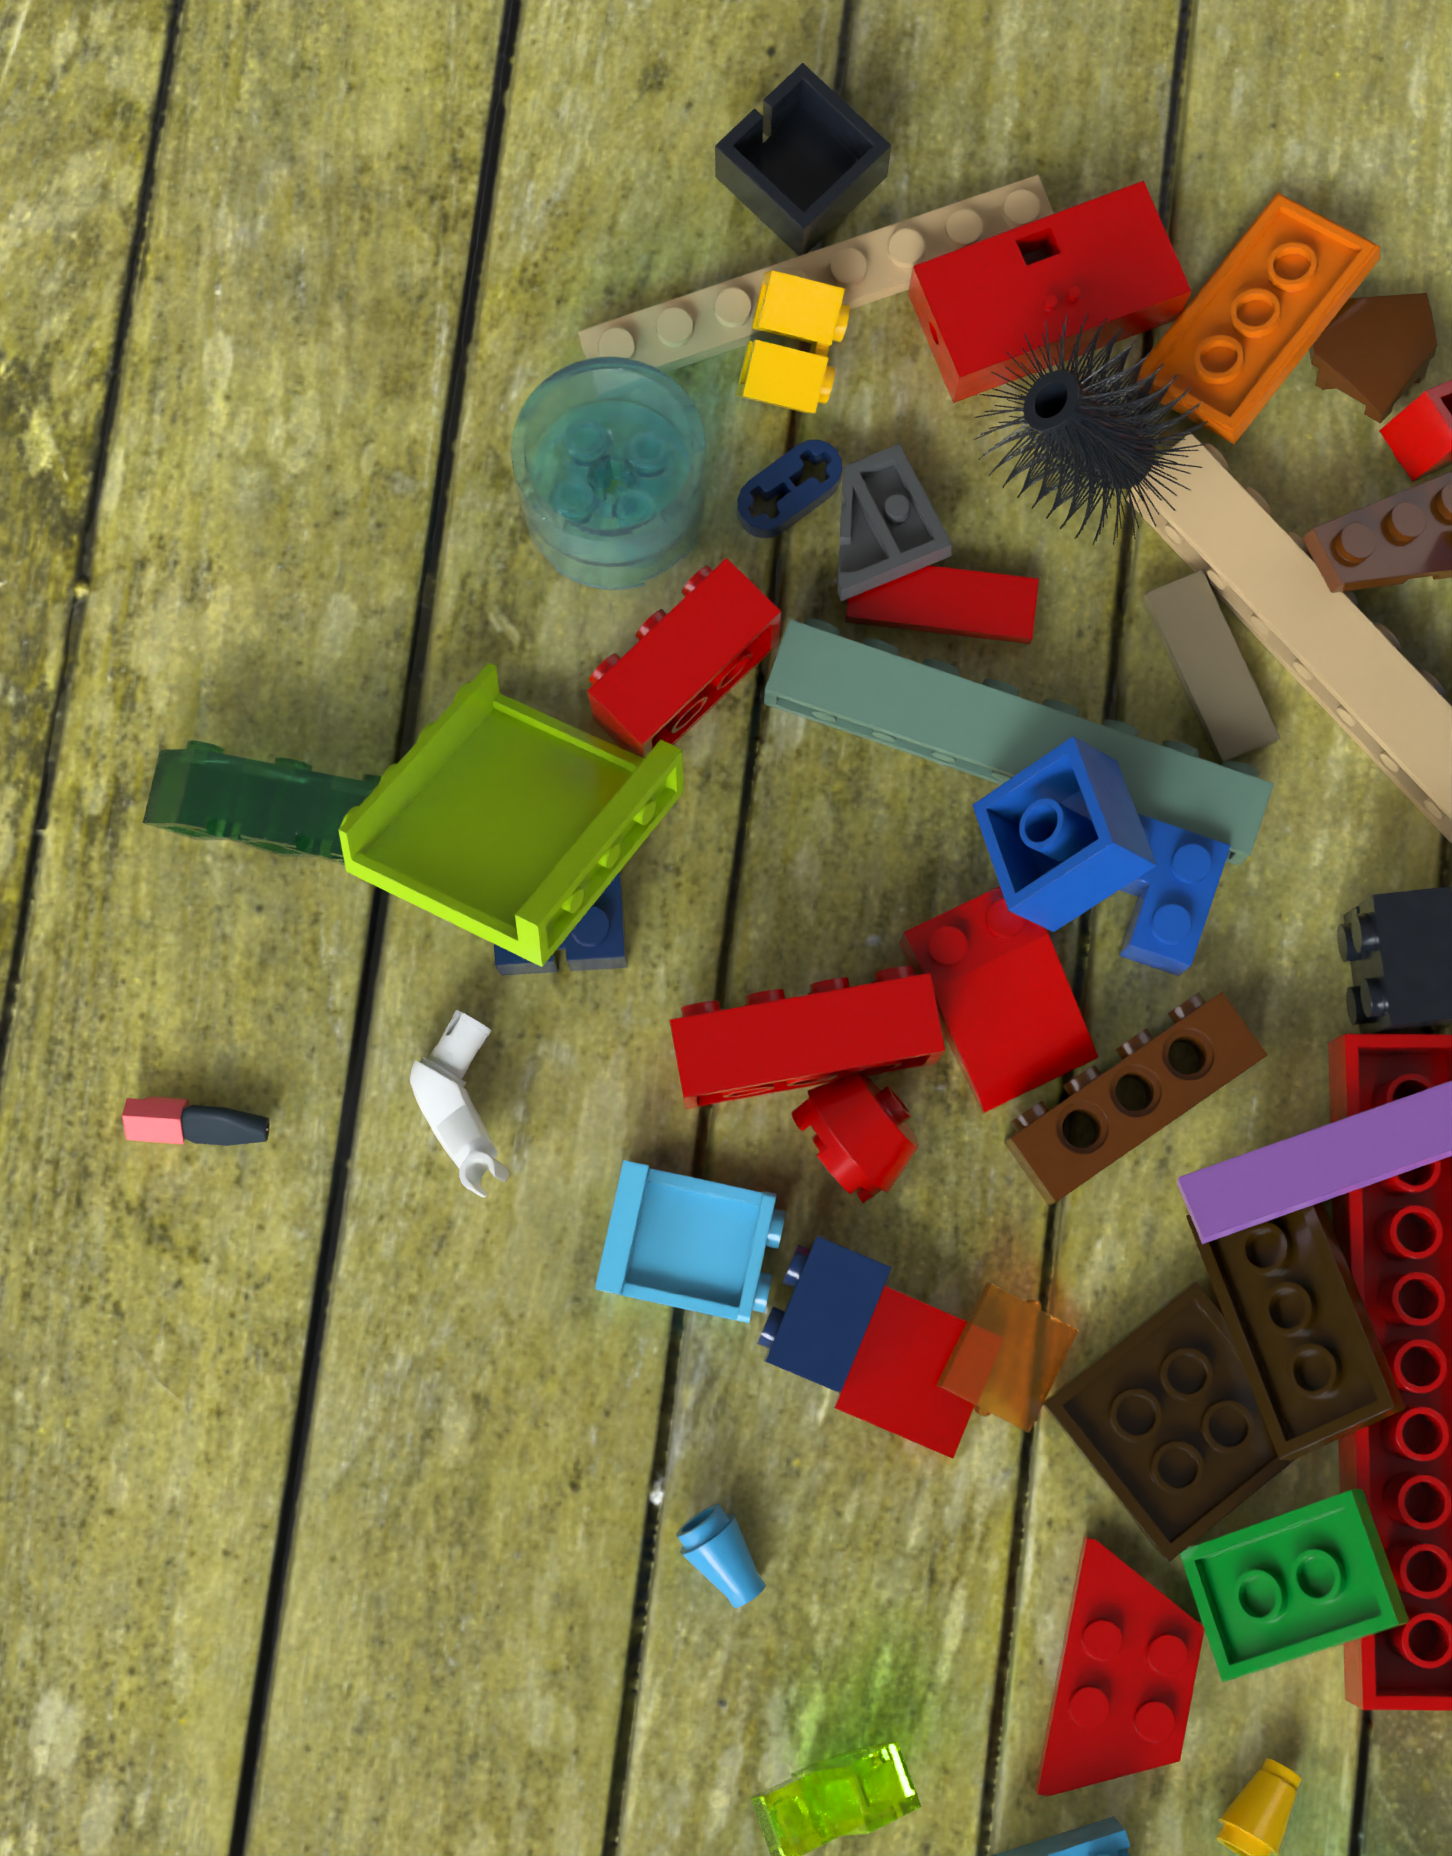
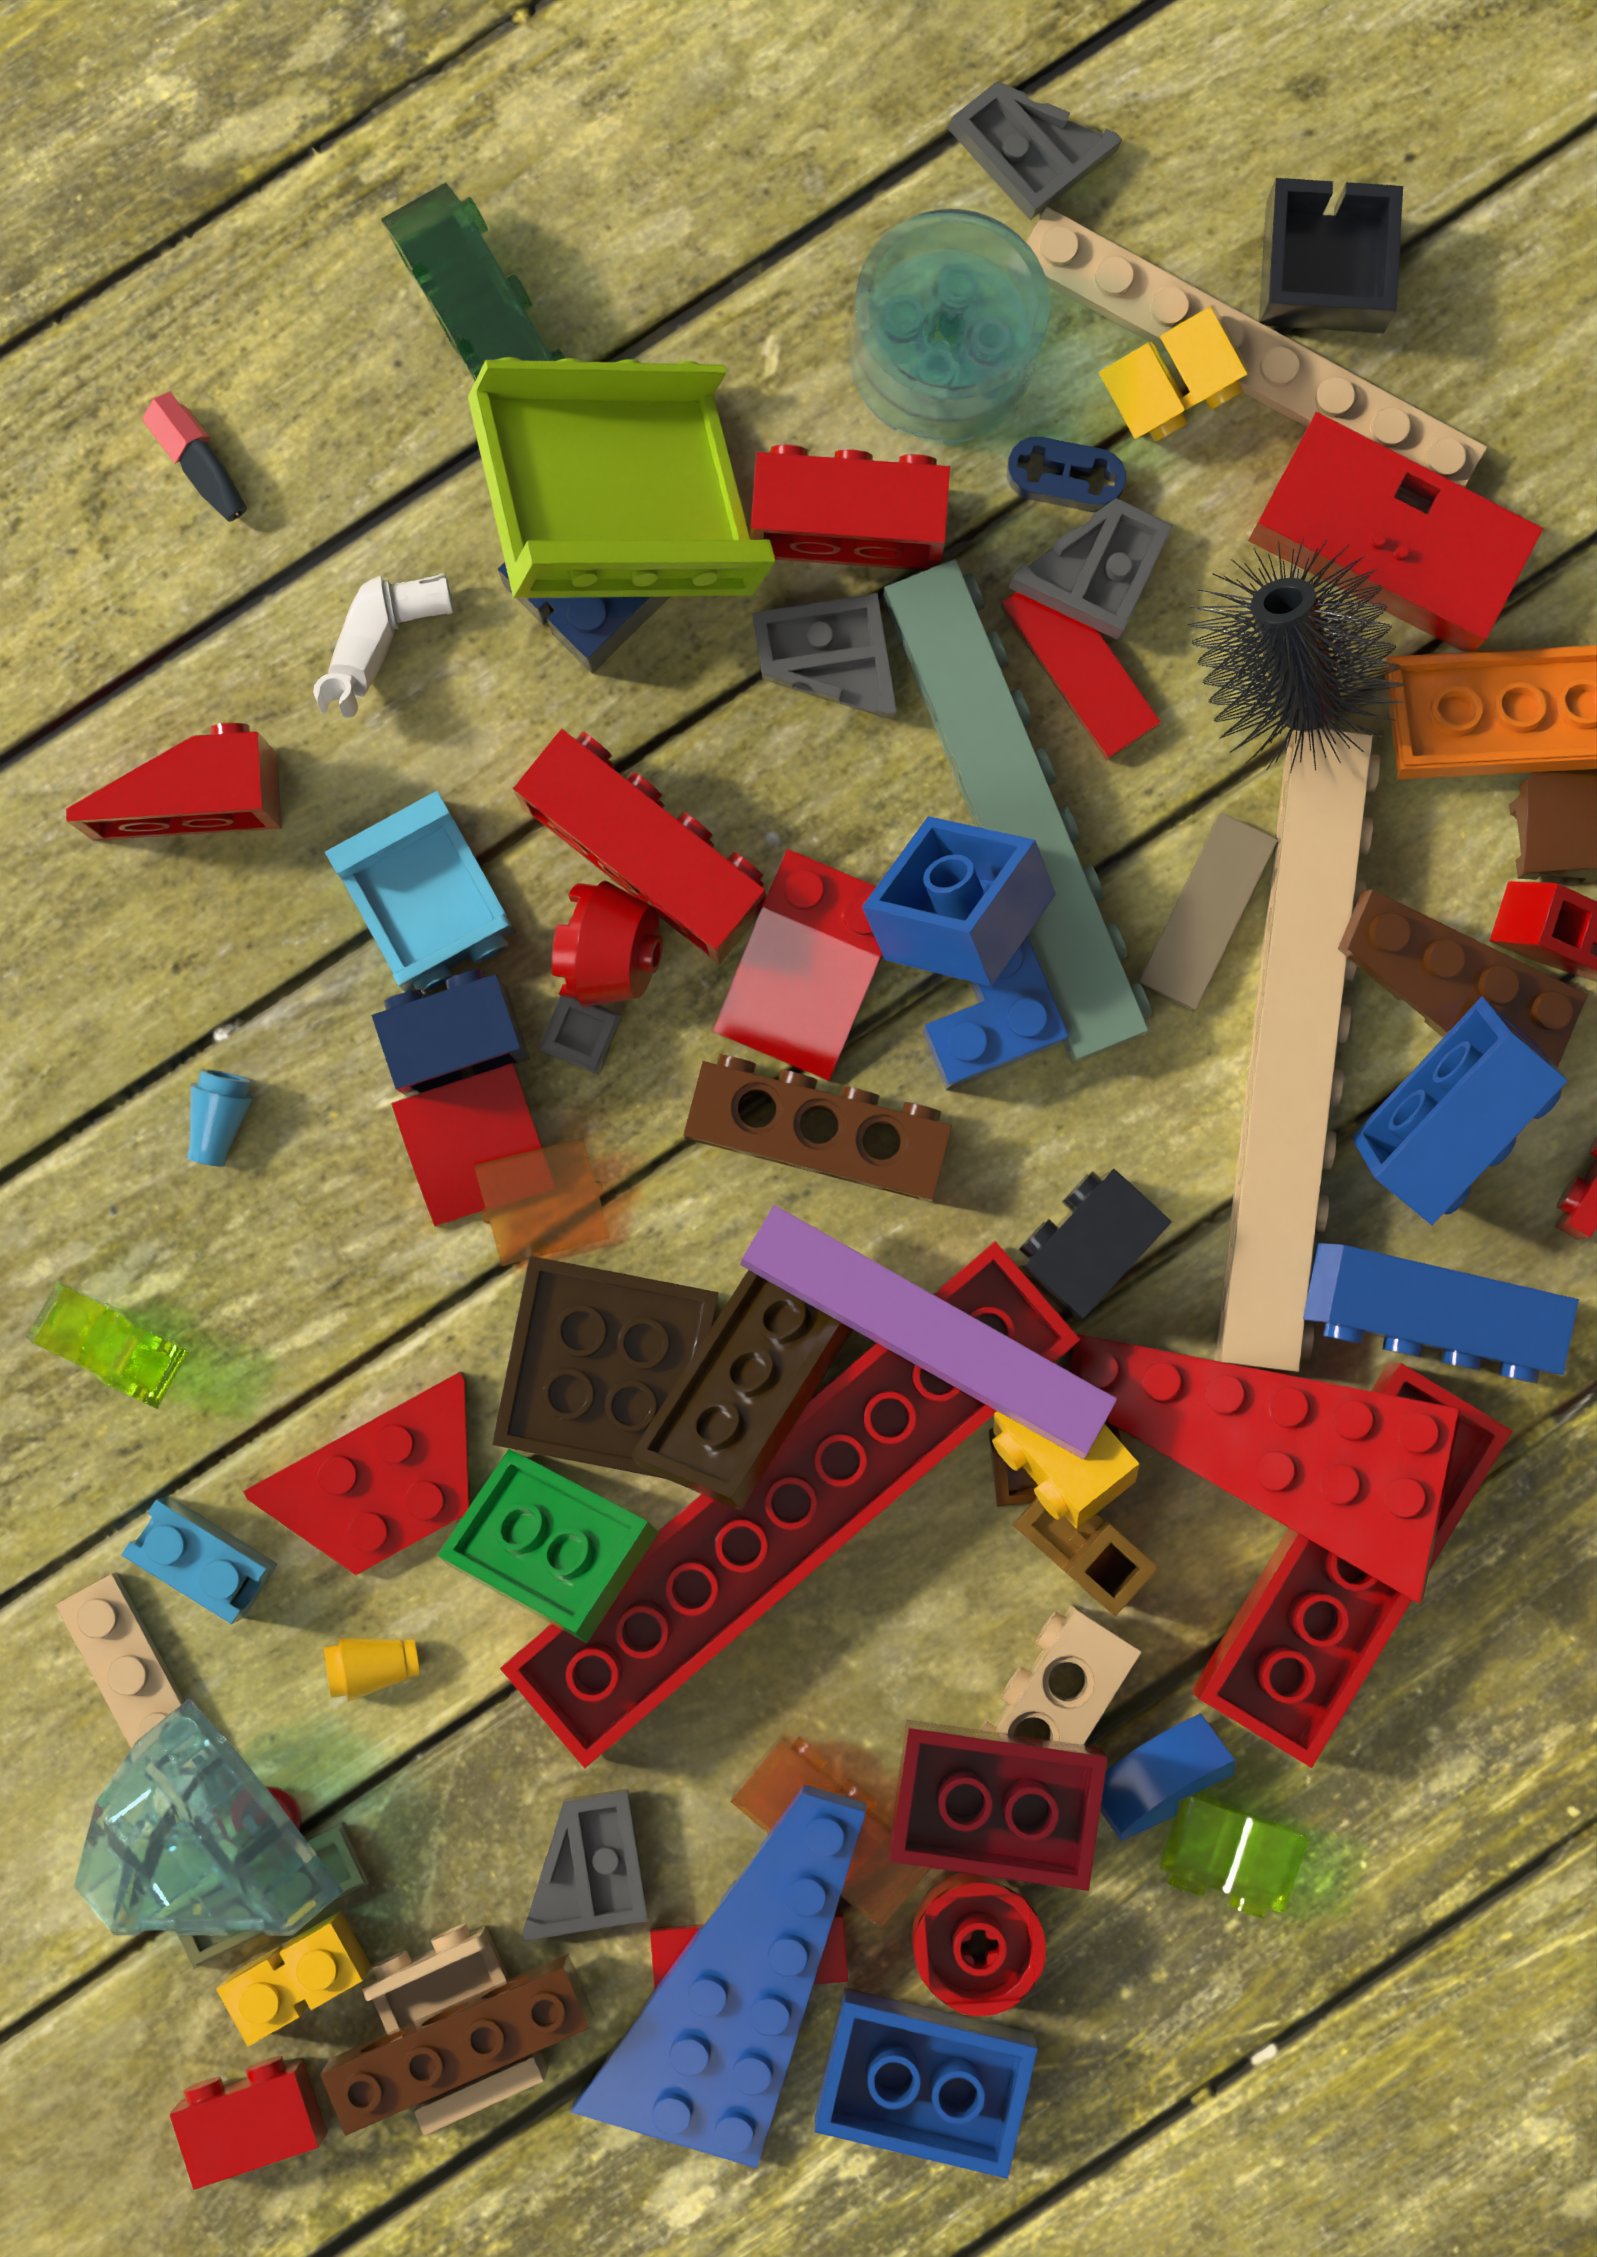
camera: 50 degrees right, 5 degrees up
(457, 1345) = (193, 788): none -> red slope
(520, 306) = (1029, 146): none -> dark grey wing
(772, 775) = (829, 652): none -> dark grey wing
(900, 1216) = (580, 1034): none -> dark grey tile

